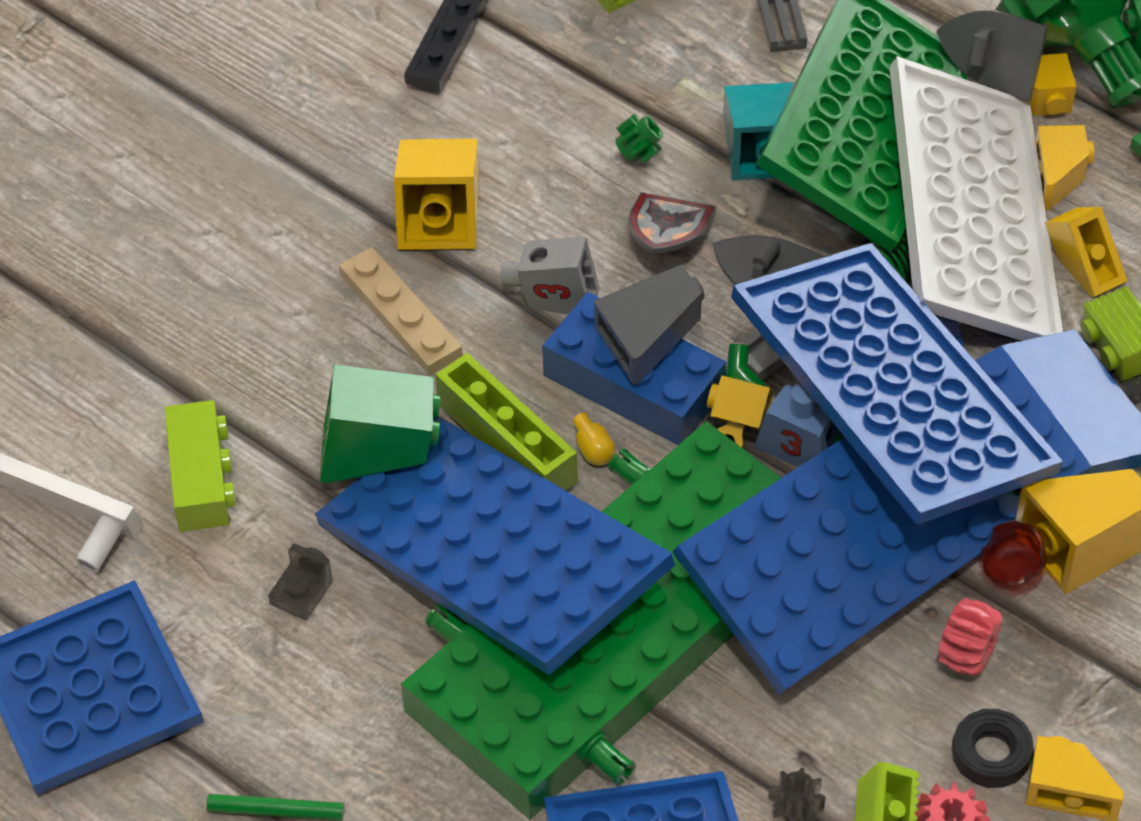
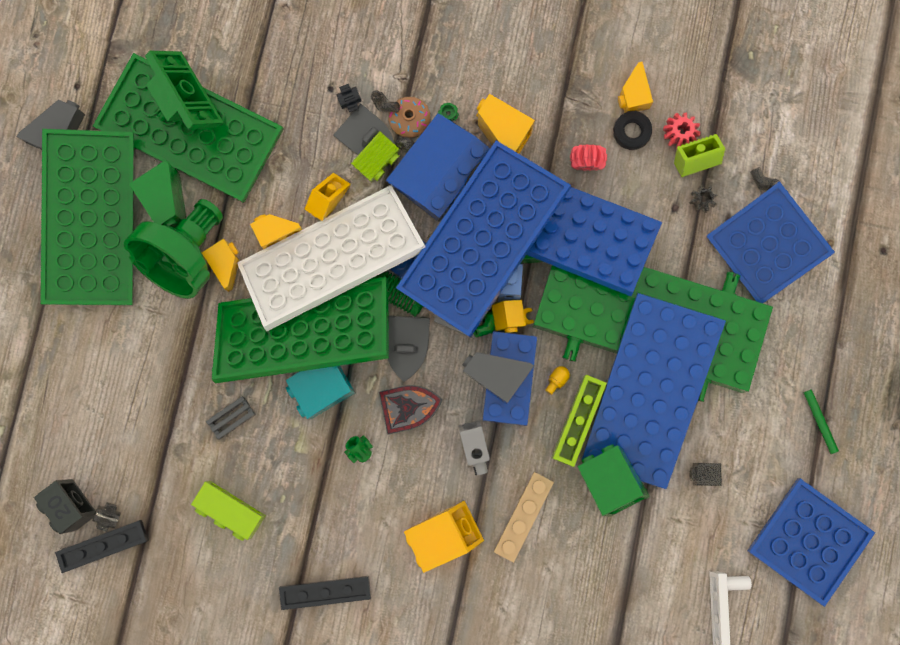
camera: 110 degrees left, 30 degrees up
(199, 465) = (670, 561): lime brick -> none
(996, 49) = (221, 286): dark grey shield -> none
(1014, 556) = (535, 152): clear red hair -> none

